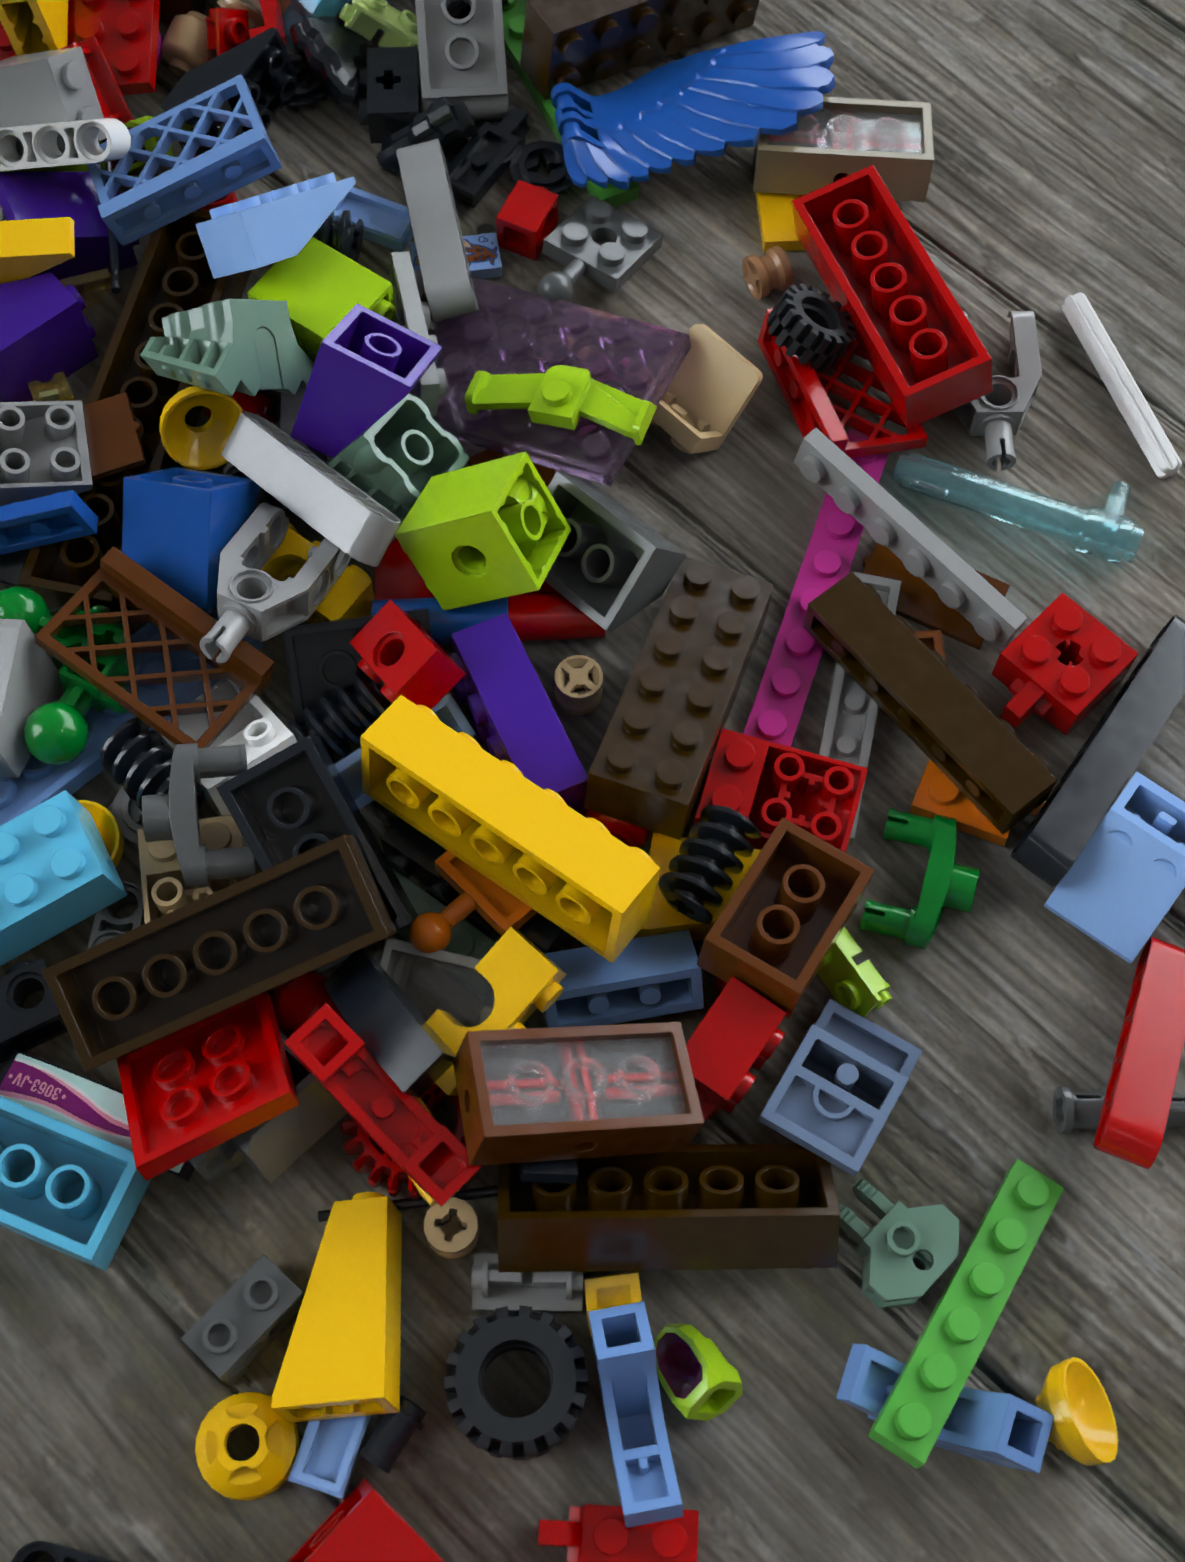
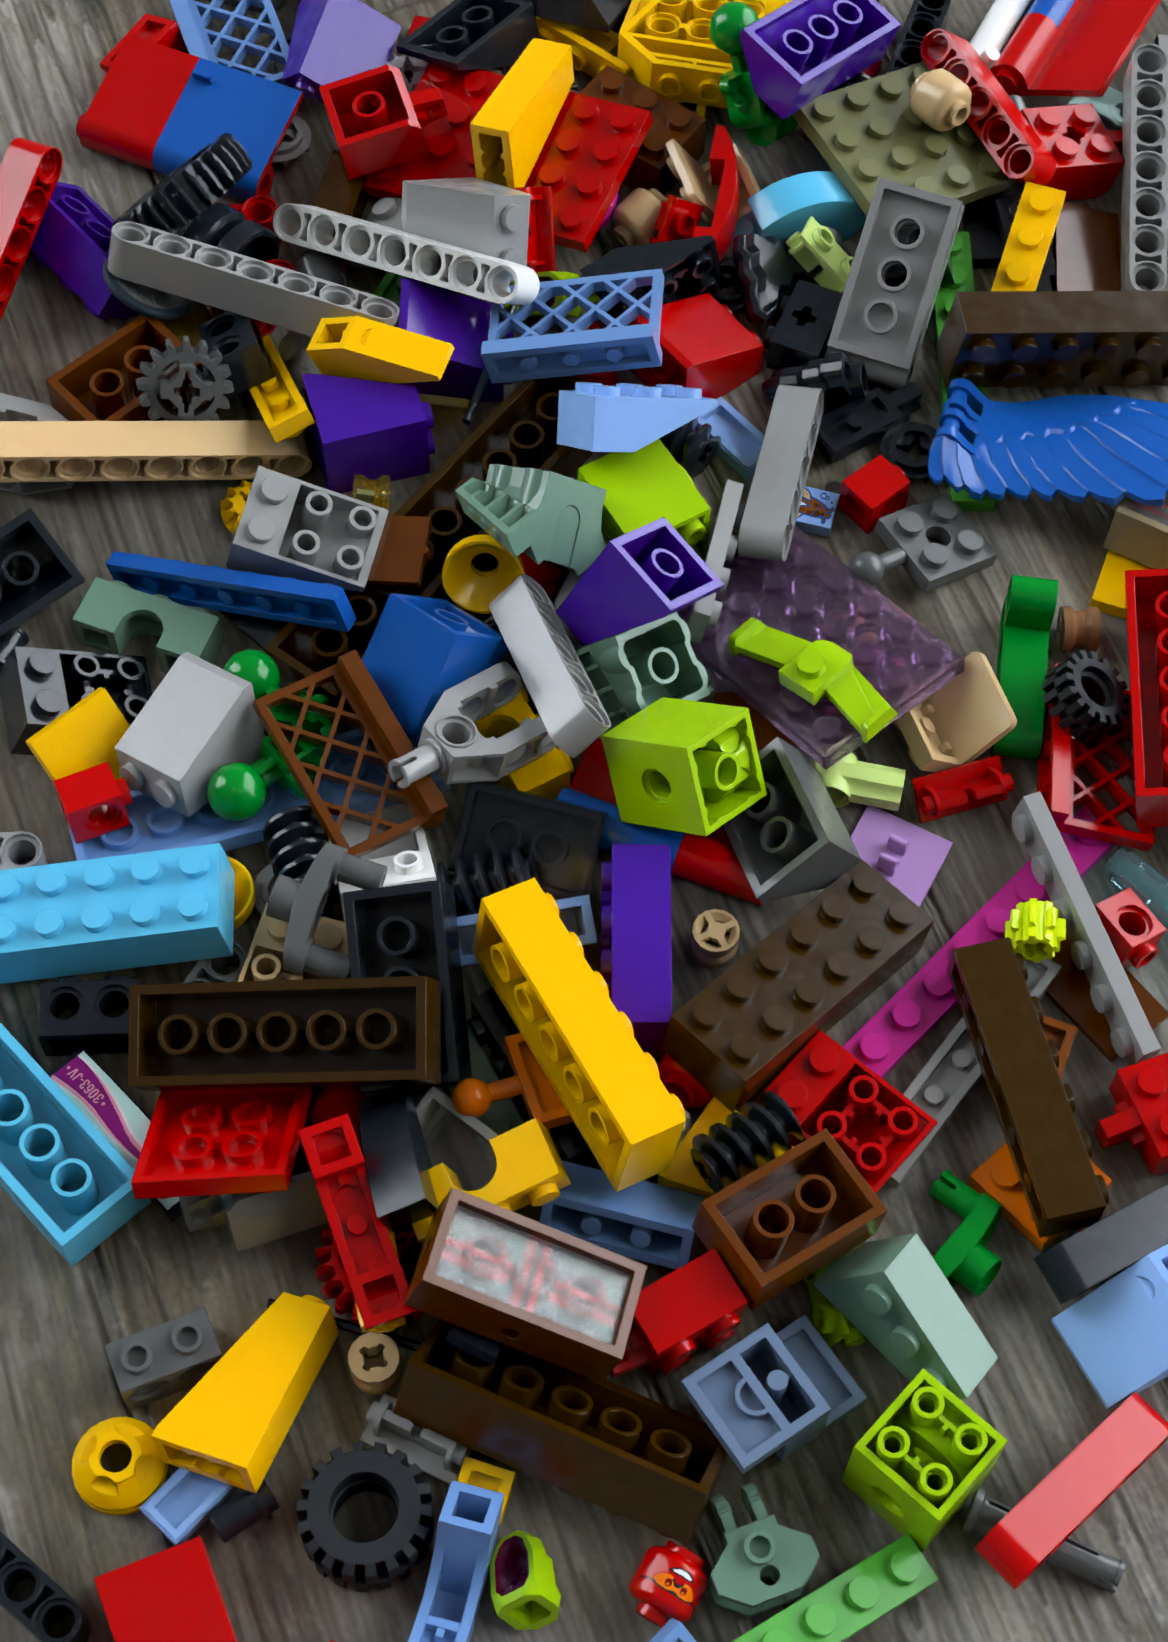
camera: 25 degrees right, 5 degrees down
(308, 140) = (703, 348): none -> red slope
(405, 658) = (562, 849): red brick -> none
(648, 485) = (863, 783): none -> yellowish green piece
(706, 534) = (900, 851): none -> lavender piece
(729, 310) = (1024, 660): none -> green beam
(734, 456) = (961, 788): none -> red hinge
(829, 1310) = (668, 1584): none -> red head
(868, 555) = (1035, 930): none -> neon yellow gear
(928, 956) = (909, 1311): none -> sand green wedge
(947, 518) = (1130, 928): none -> red brick
(1009, 1086) = (923, 1459): none -> lime brick

